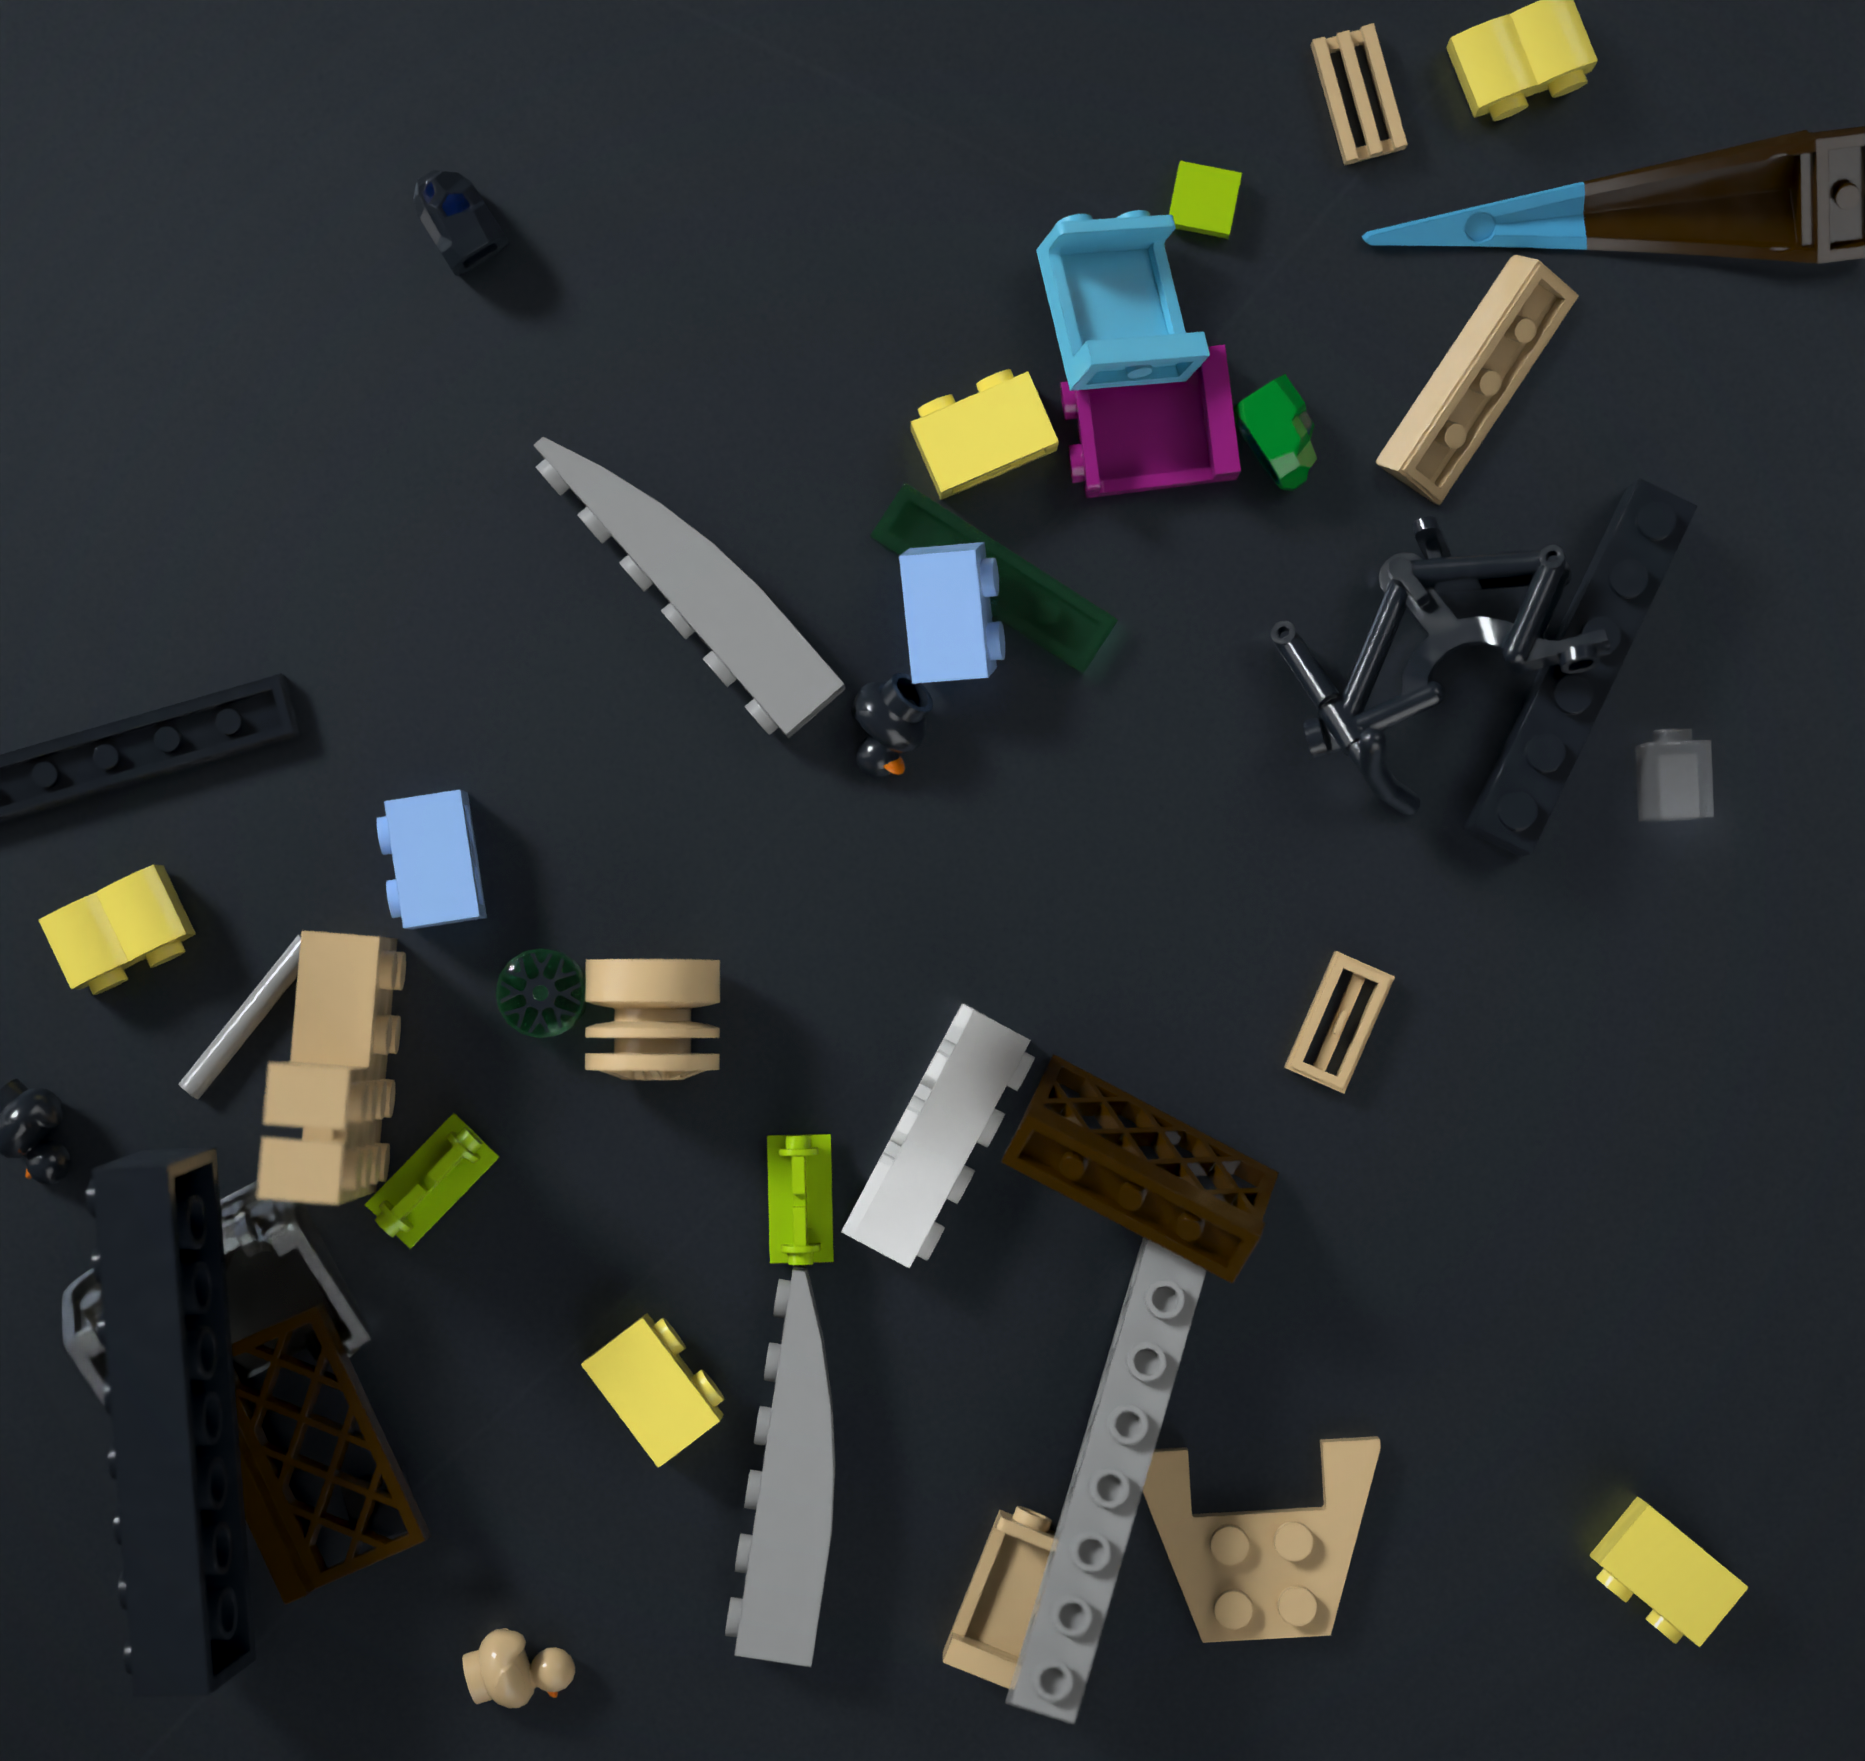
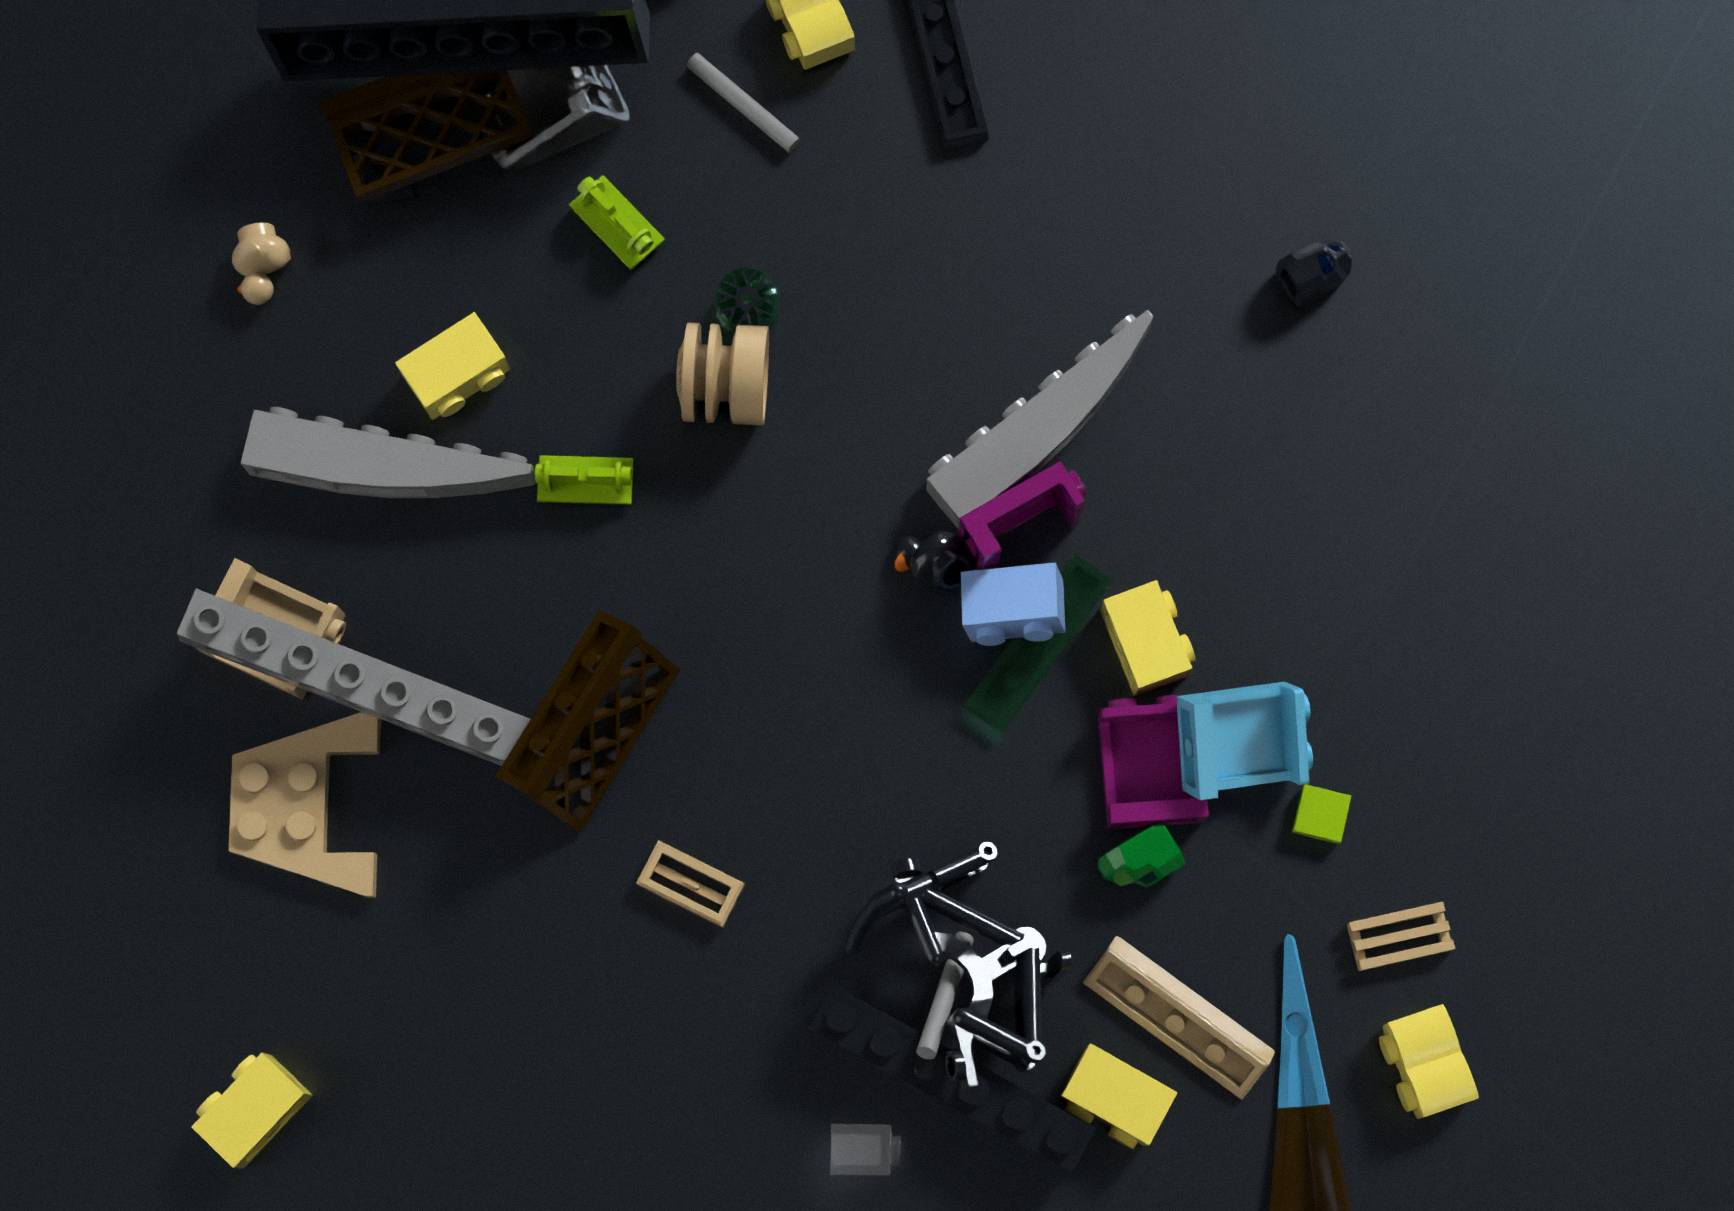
camera: 90 degrees right, 10 degrees down
(335, 1072) = (690, 149): tan piece -> none
(432, 860) = (848, 231): light blue brick -> none
(856, 664) = (1012, 508): none -> magenta panel
(937, 1136) = (625, 578): white wedge -> none
(1487, 682) = (942, 1004): none -> light grey bar
(1588, 455) = (1116, 1096): none -> light yellow brick

